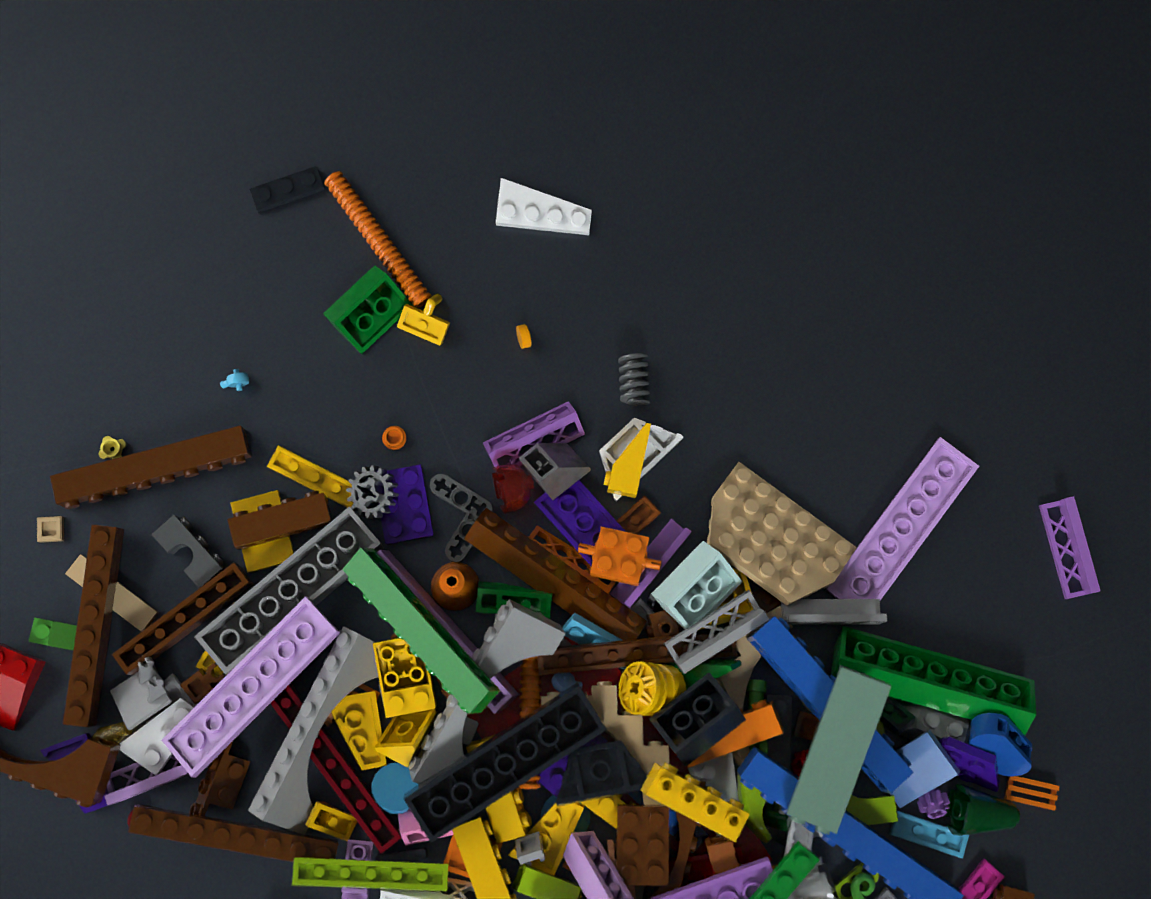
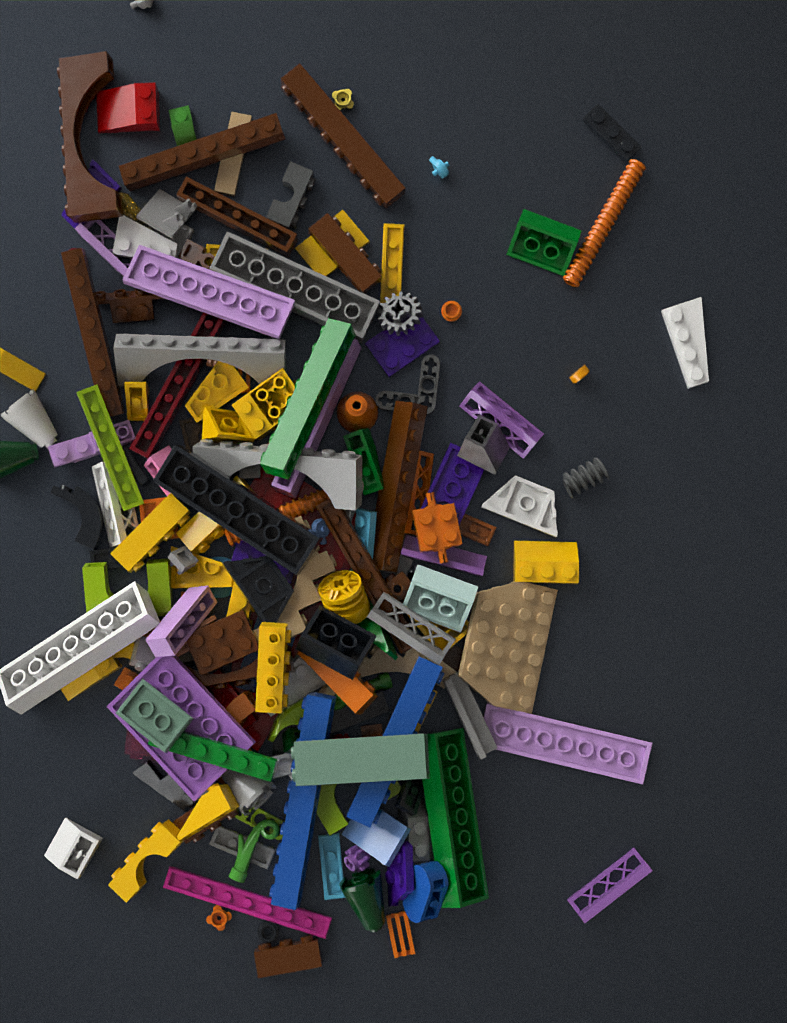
camera: 65 degrees right, 5 degrees up
(50, 529) = (260, 84): tan tile -> none
(390, 787) = (181, 432): dark azure tile -> none
(423, 323) = (553, 290): yellow plate -> none
(512, 486) = (454, 420): clear red cylinder -> none
(627, 469) = (511, 503): yellow slope -> none
(705, 460) = (546, 562): none -> yellow slope

